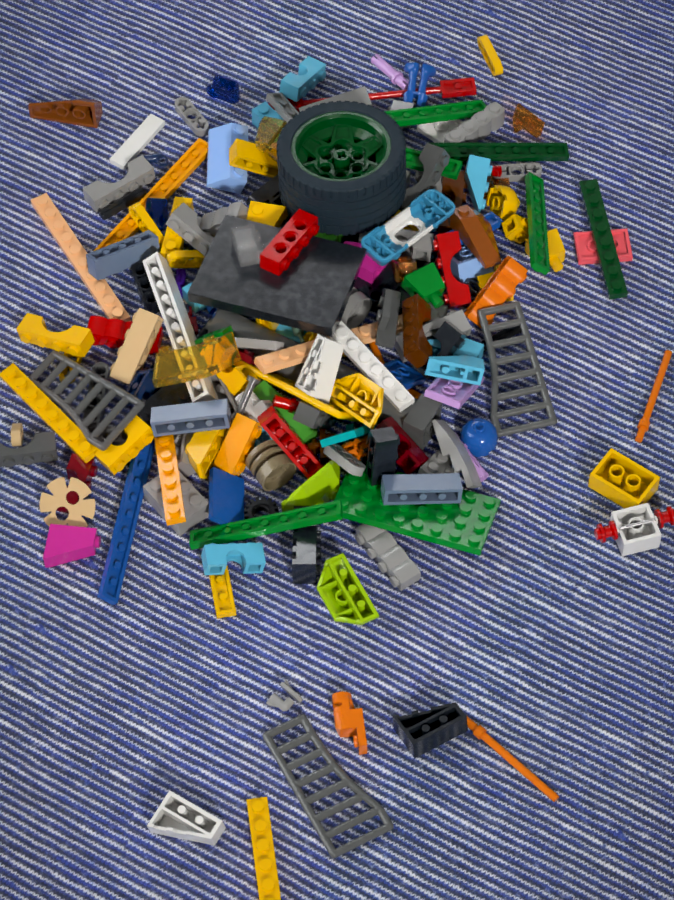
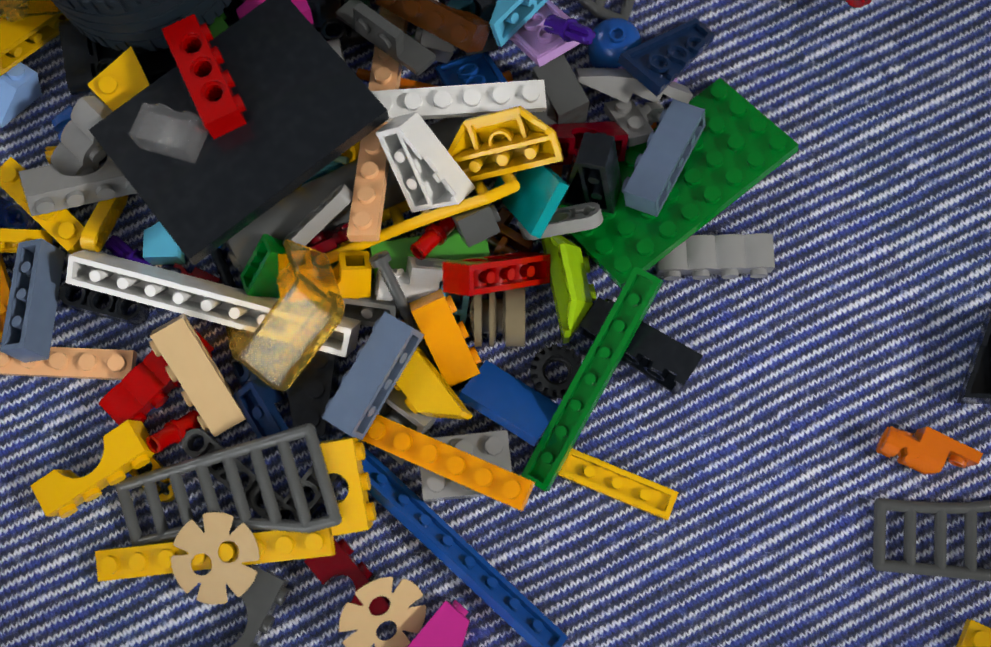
camera: 55 degrees left, 20 degrees up
(17, 434) = (219, 618): tan beam -> none
(42, 423) = (234, 574): none -> tan piece
(97, 355) = (172, 432): none -> red pin
(248, 555) = (614, 426): medium azure arch -> none
(284, 705) = (838, 521): light grey piece -> none
(344, 593) = (752, 344): lime wedge -> none
(452, 392) = (569, 29): none -> dark purple axle
(487, 459) = (667, 55): none -> dark blue wing

